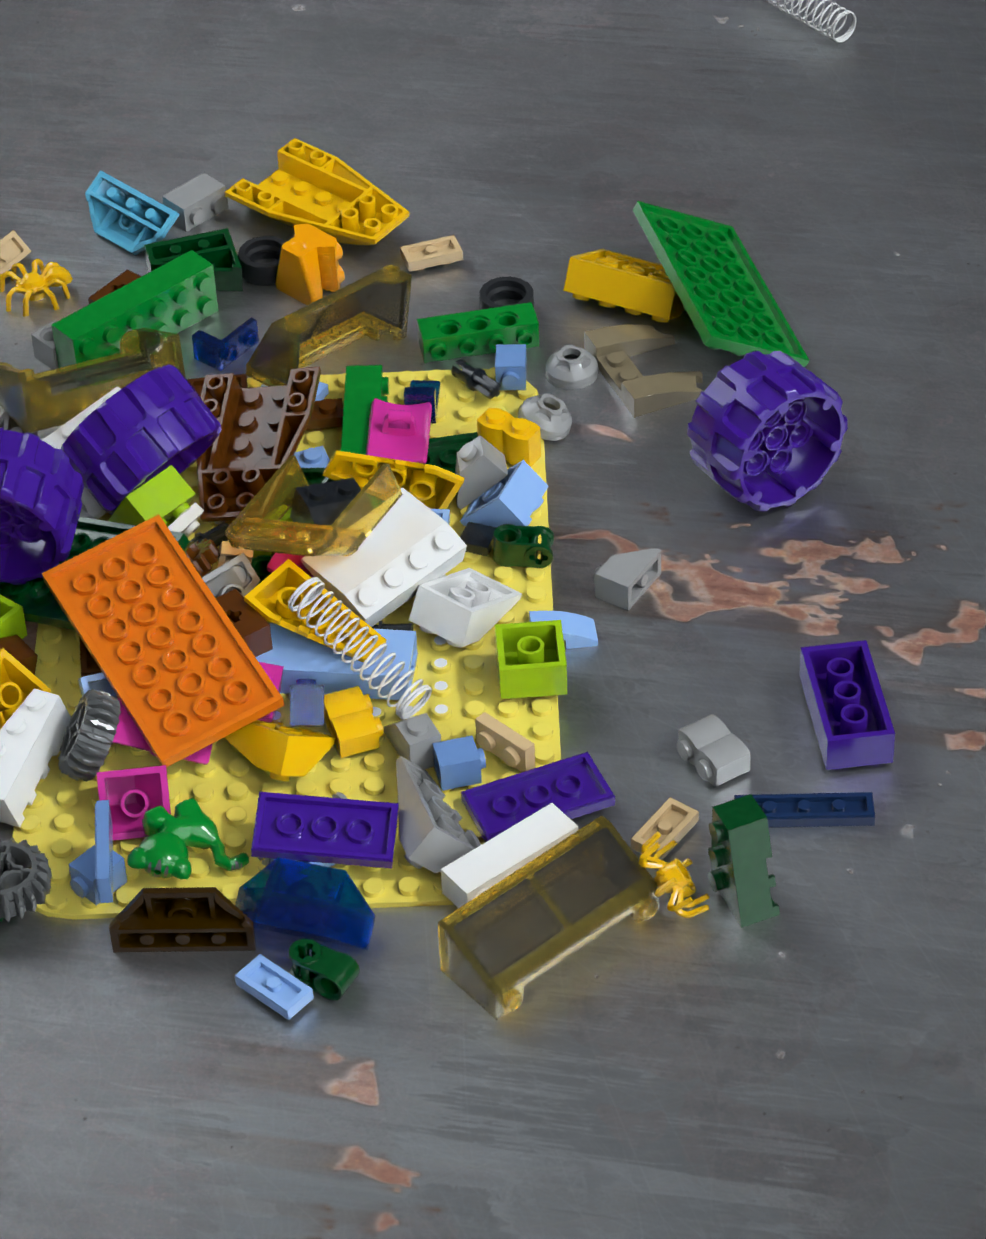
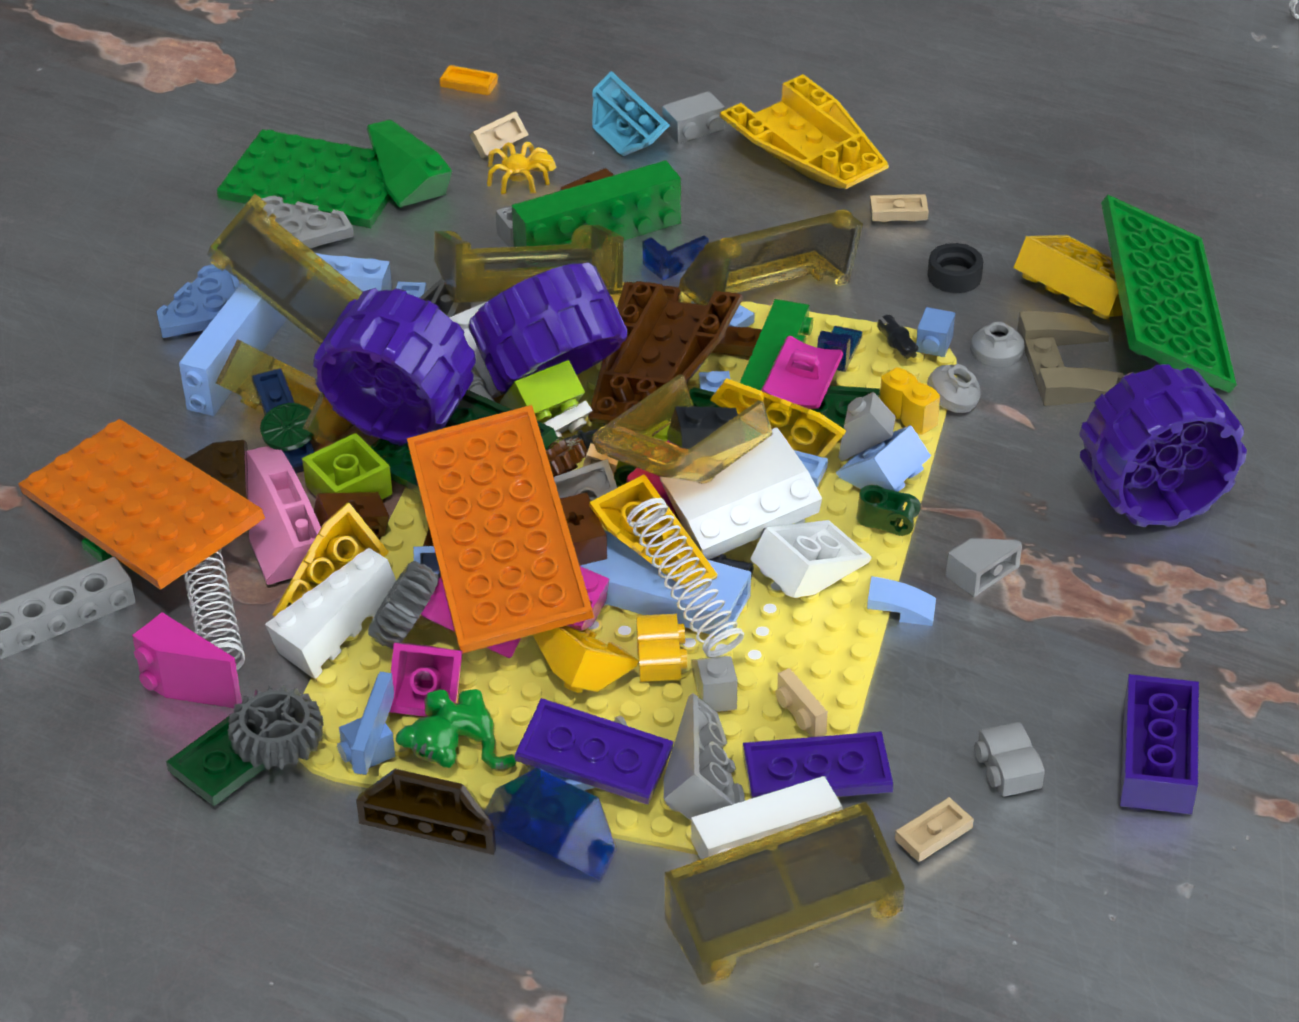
camera: 15 degrees right, 0 degrees up
(213, 246) = (689, 163): dark green wedge -> none
(257, 249) = (739, 172): black tyre -> none
(274, 987) = (495, 896): light blue plate -> none
(306, 704) = (619, 620): clear blue bracket -> none
(309, 264) = (776, 194): light orange piece -> none
(326, 971) = (546, 890): dark green piece -> none
(458, 762) = (749, 713): medium blue brick -> none
(477, 332) = (914, 290): green brick -> none
(478, 538) = (844, 493): black tile -> none
(531, 659) = (854, 625): lime brick -> none
(672, 878) = (921, 883): yellow animal -> none
(739, 860) = (994, 881): dark green wedge -> none
(817, 809) = (1084, 842): dark blue tile -> none

